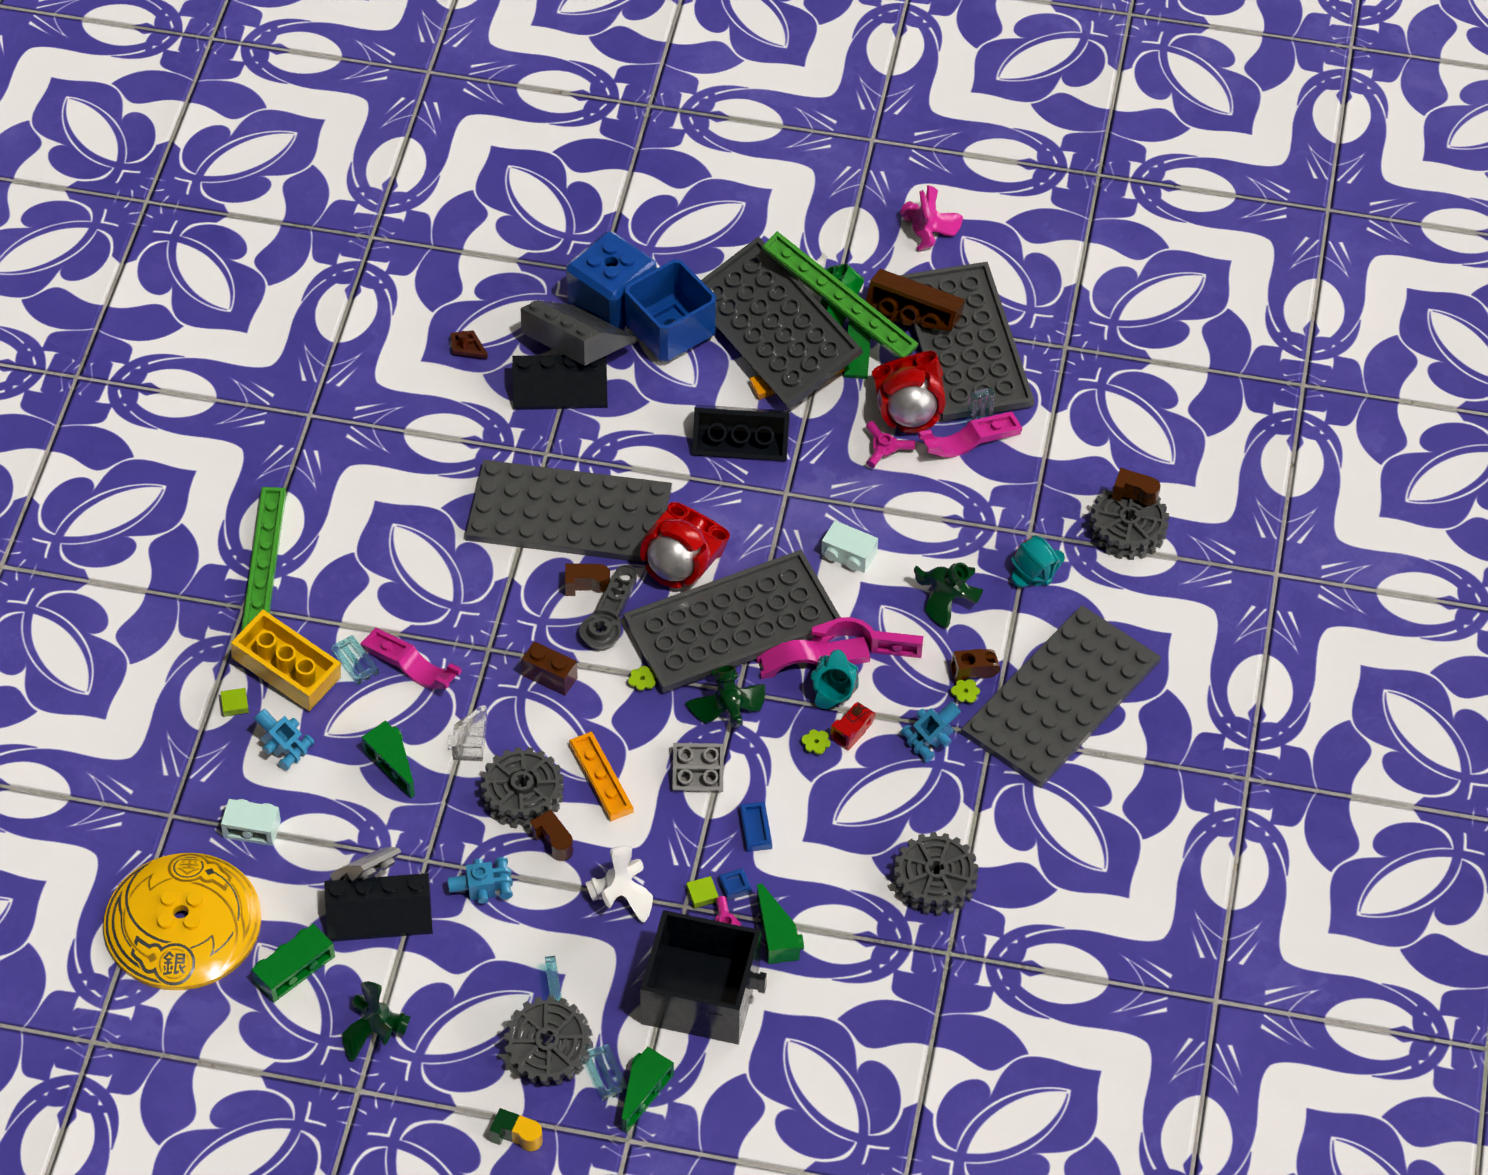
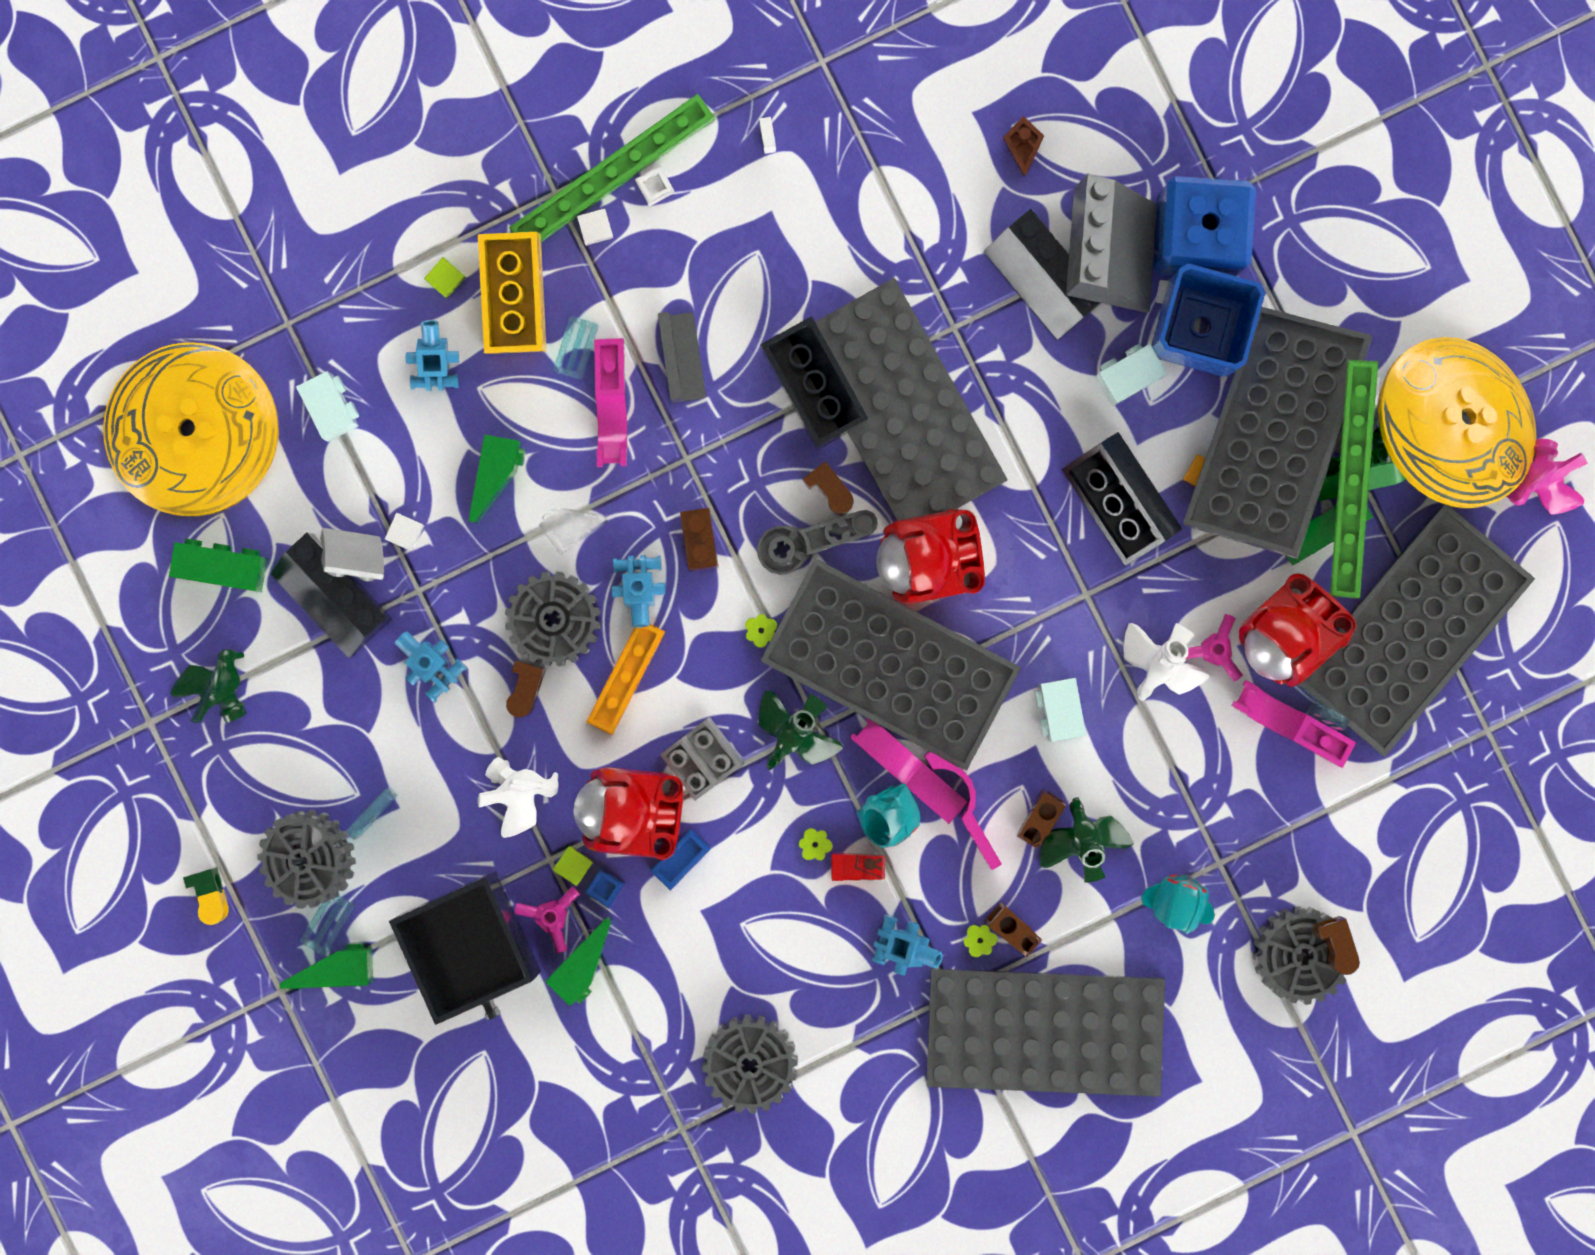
camera: 55 degrees right, 35 degrees up
(288, 597) = (595, 227): none -> white tile
(295, 549) = (654, 185): none -> white tile
(326, 466) = (767, 135): none -> white tile
(378, 837) = (404, 532): none -> white tile
(418, 606) = (682, 357): none -> dark grey panel
(509, 538) = (814, 383): none -> black slope
(547, 724) = (638, 588): none -> dark azure piece
(666, 378) = (1130, 374): none -> light aqua brick
(695, 822) = (628, 812): none -> red piece
(853, 234) = (1425, 426): none -> yellow dish
(866, 473) = (1163, 662): none -> white animal
(912, 601) = (1041, 818): none -> reddish brown leg
(913, 302) = (1412, 551): reddish brown wedge -> none

